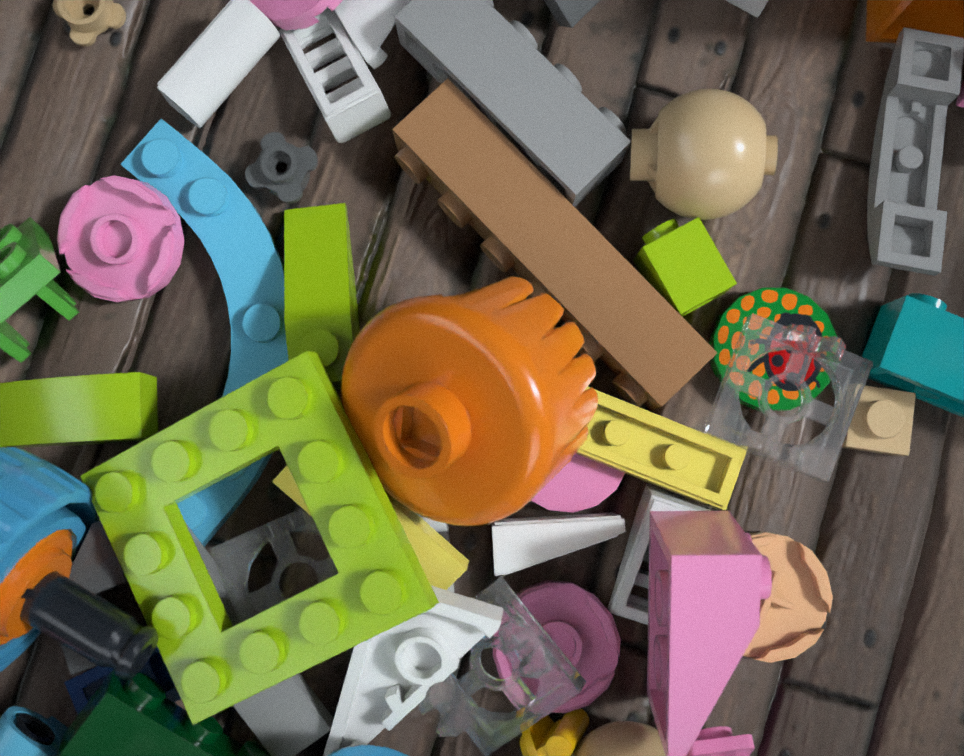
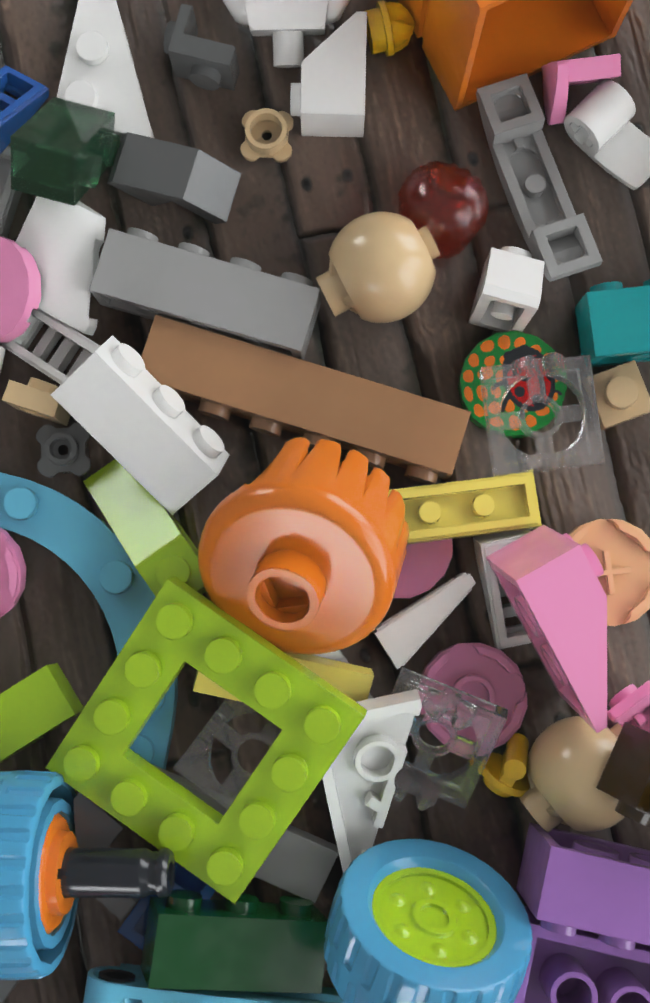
camera: 25 degrees left, 0 degrees up
(284, 103) = (36, 400): none -> tan plate
(372, 179) = (142, 424): none -> white brick
(683, 265) = (410, 359): lime brick -> none
(811, 128) = (447, 202): none -> clear red hair
(823, 250) = (508, 290): none -> white slope

